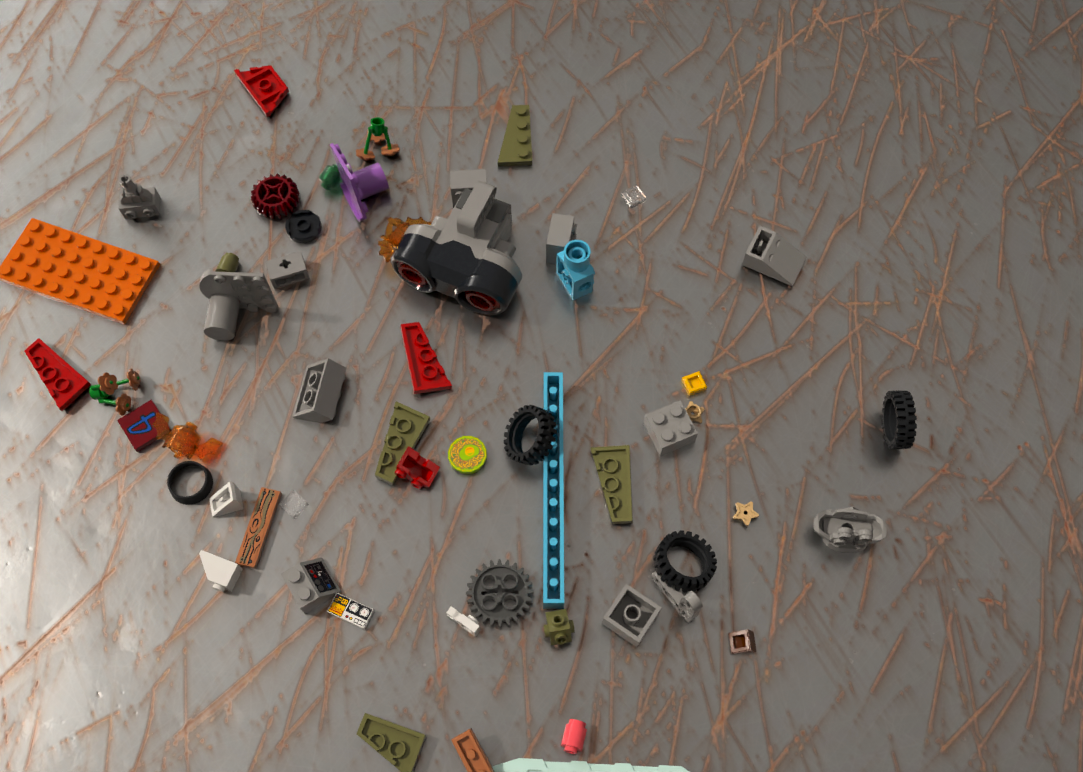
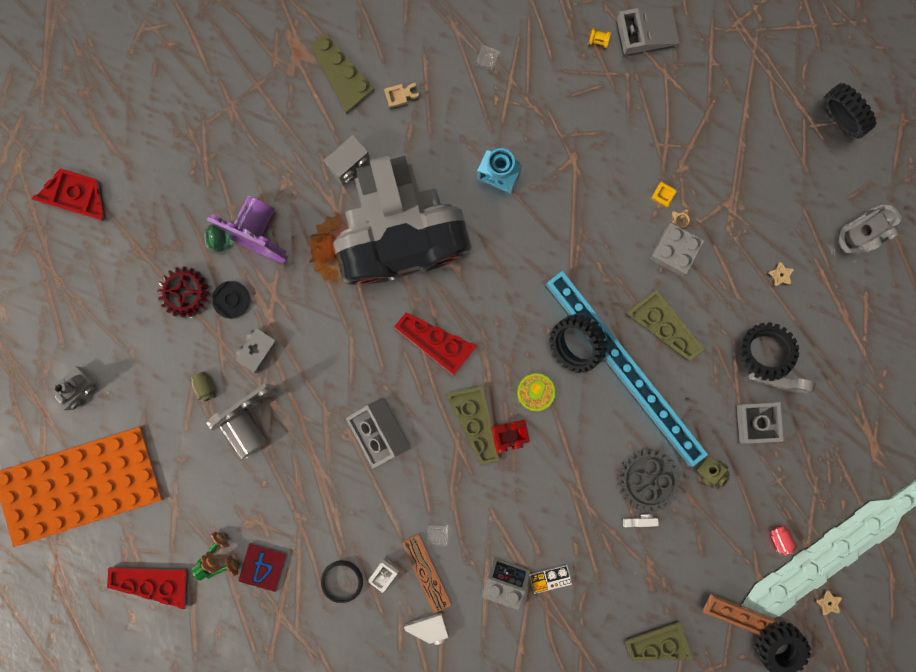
camera: 35 degrees left, 20 degrees up
(183, 439) = (308, 555): clear orange helmet -> none
(377, 132) = (218, 165): plant -> none
(545, 176) = (397, 94): none -> tan plate
(560, 233) = (463, 149): light grey brick -> none
(731, 239) = (600, 37): none -> yellow bush
(742, 642) = (849, 377): reddish brown slope -> none

